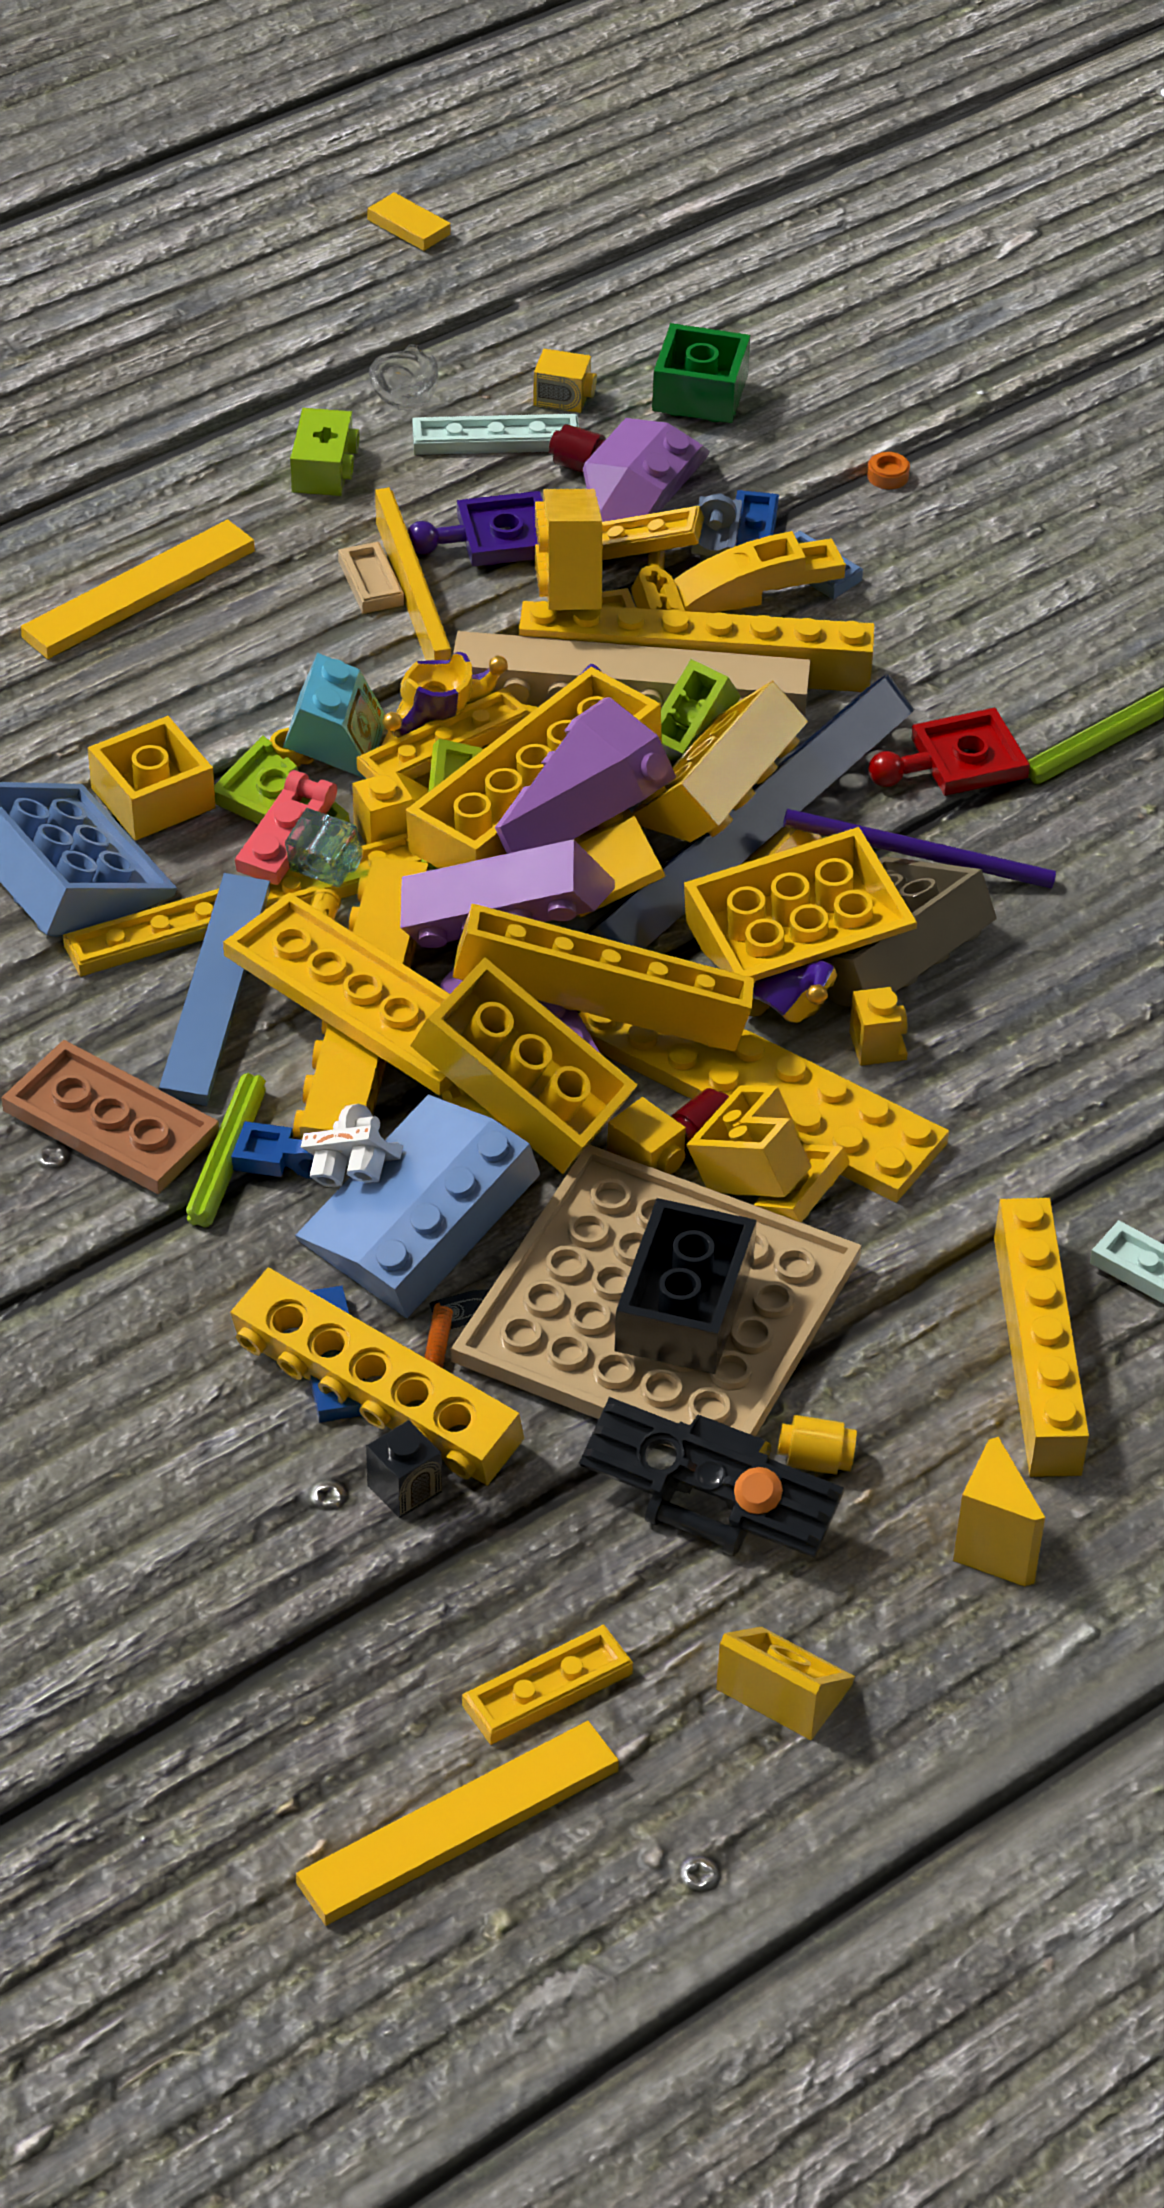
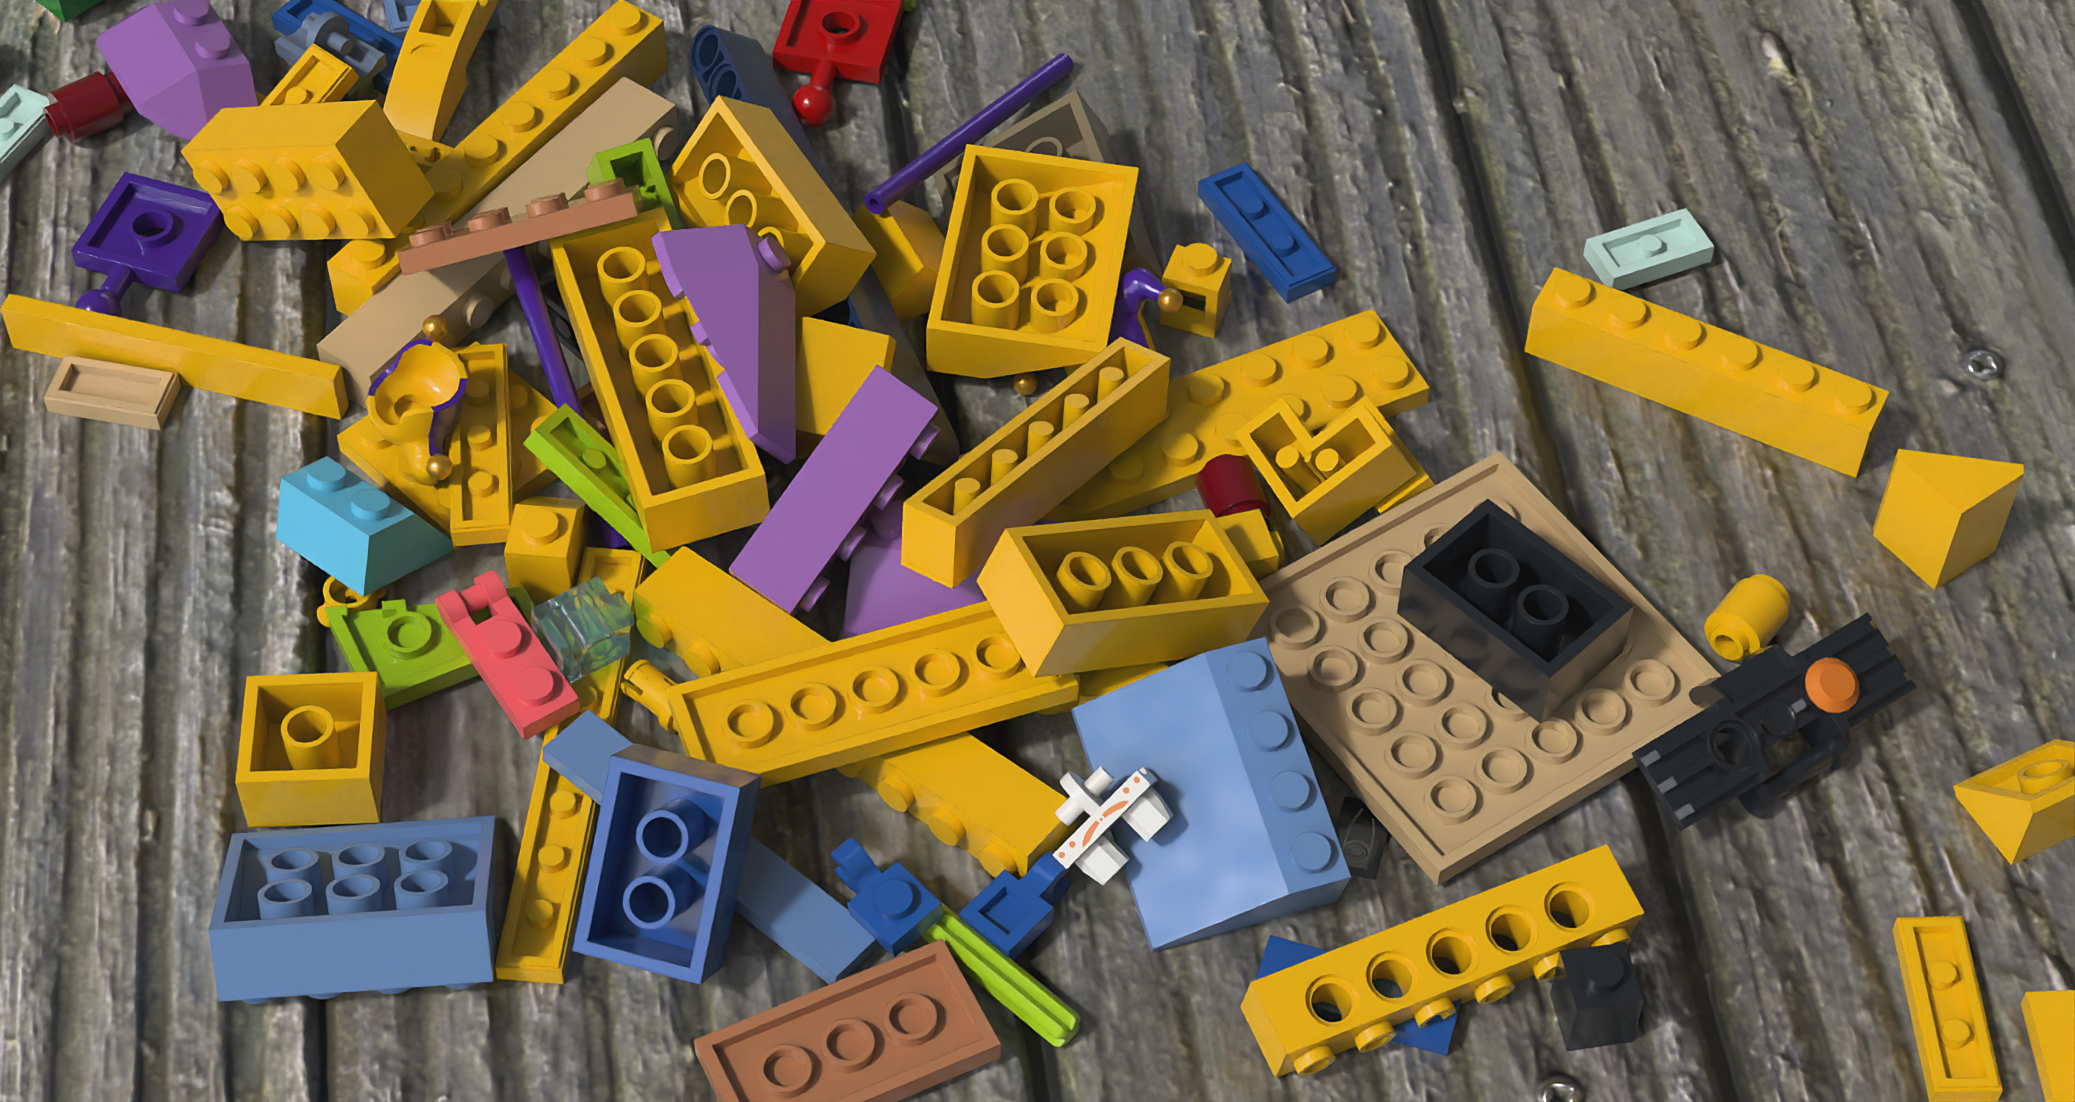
camera: 60 degrees left, 5 degrees up
(160, 953) = (666, 863): none -> blue brick
(227, 1083) = (889, 903): none -> blue plate
(439, 1334) = (1395, 882): orange piece -> none
(598, 654) = (497, 231): none -> nougat plate
(982, 1050) = (1266, 232): none -> blue tile

